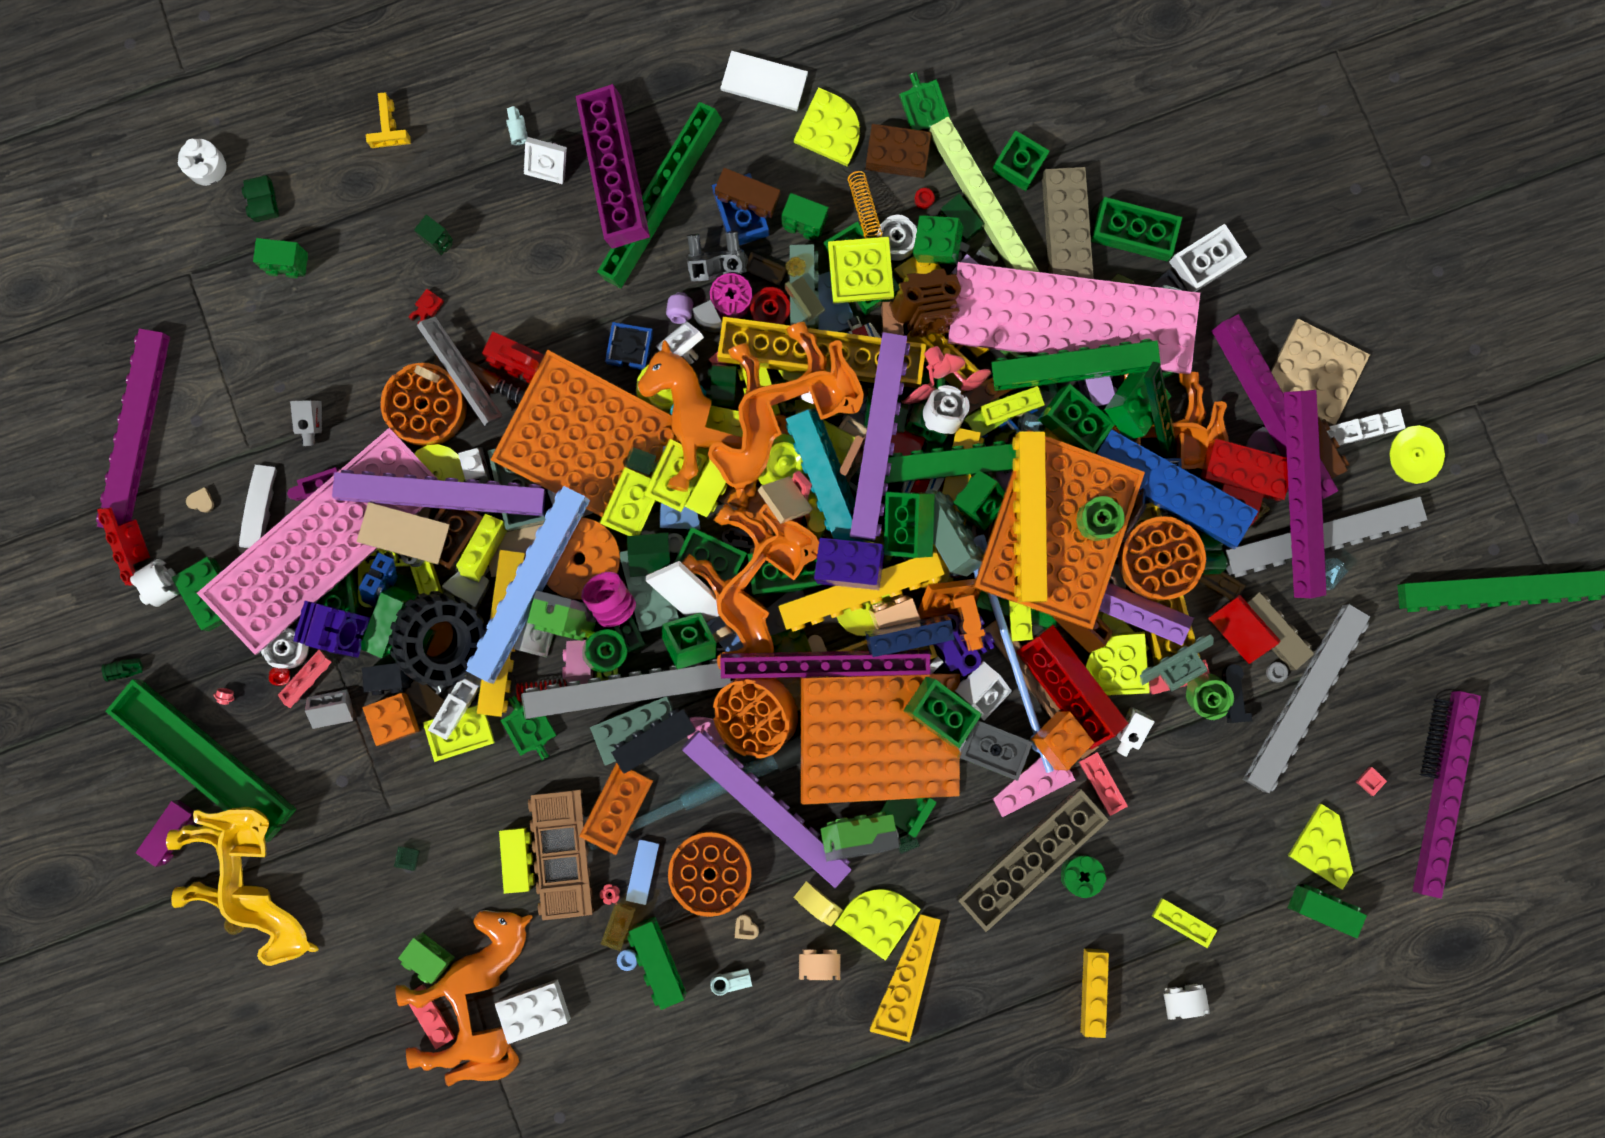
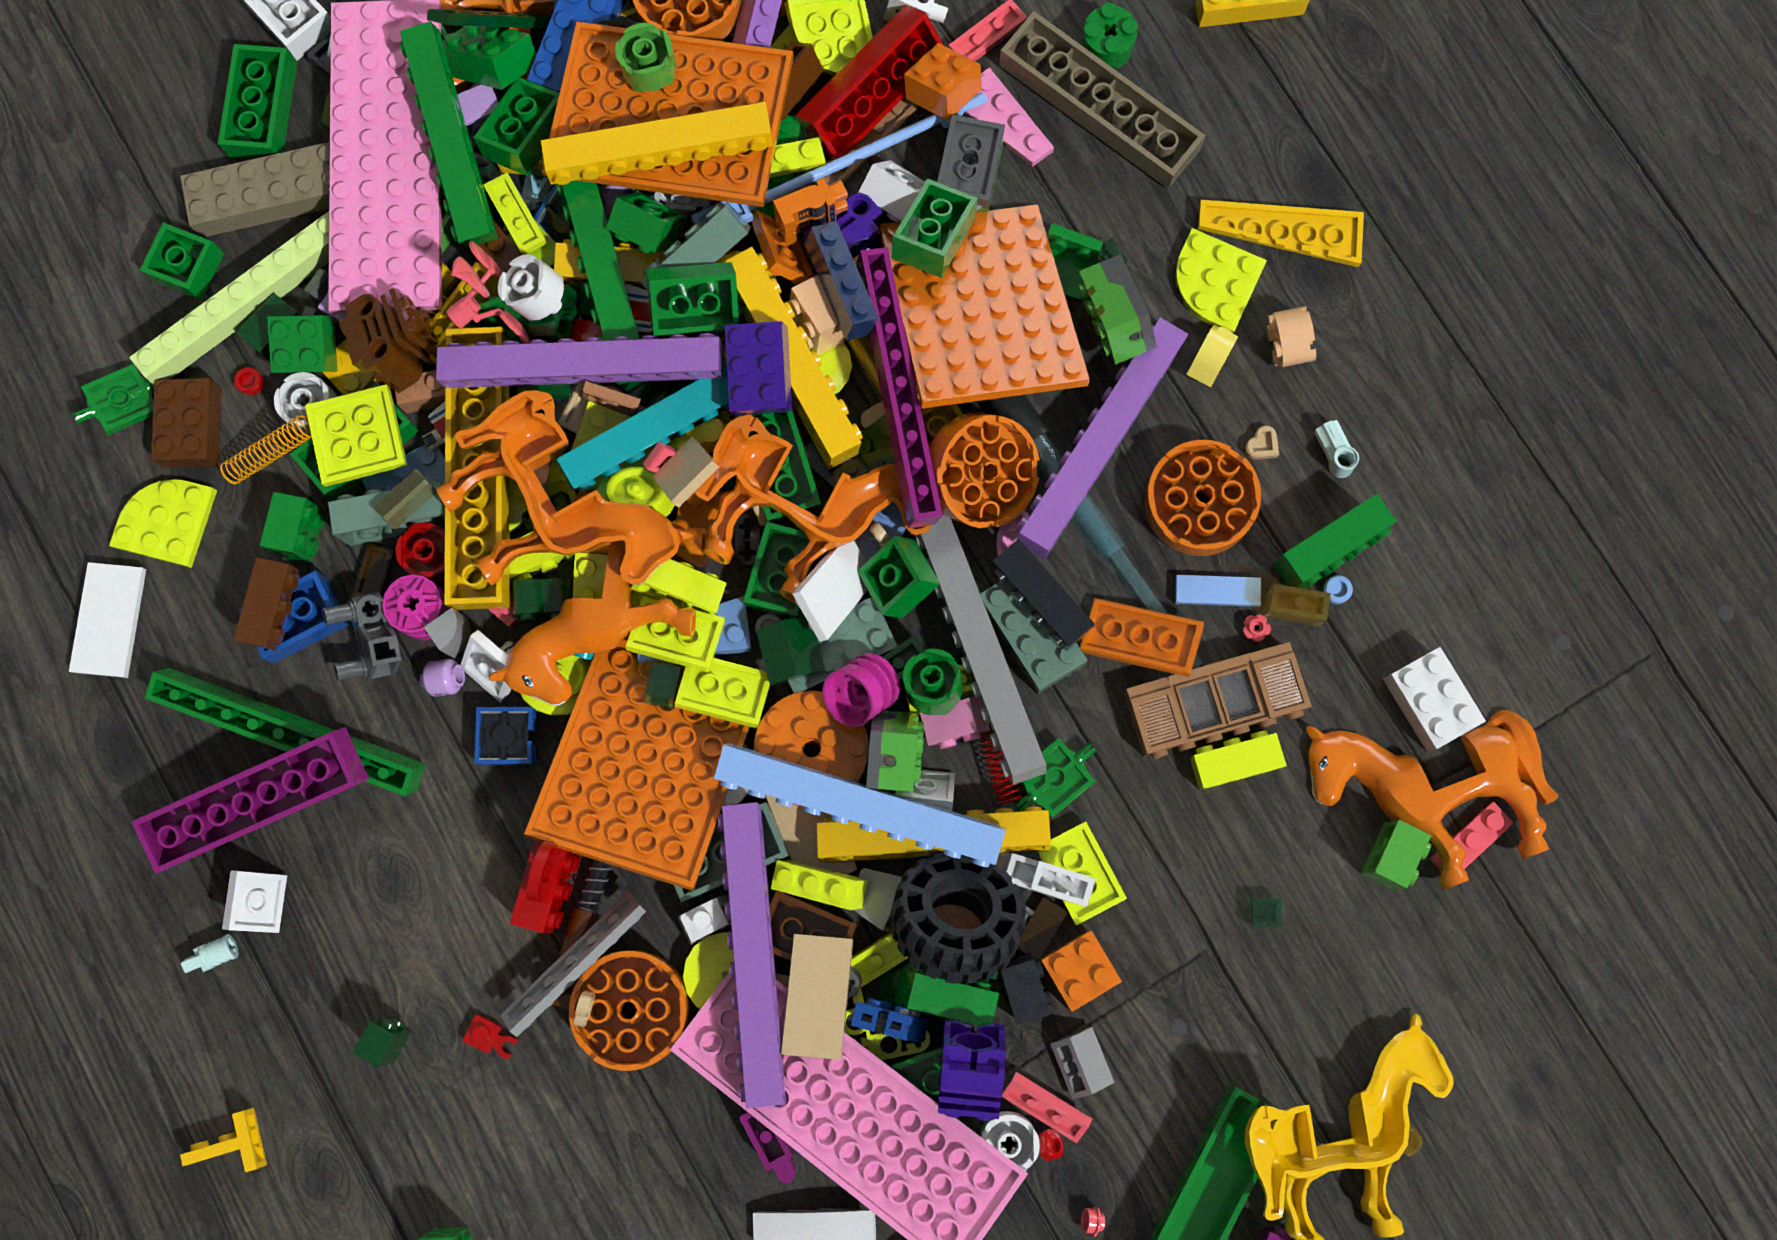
camera: 90 degrees left, 5 degrees down
(306, 412) = (664, 1175): light grey torso -> none
(798, 262) = (355, 515): clear yellow plate -> none

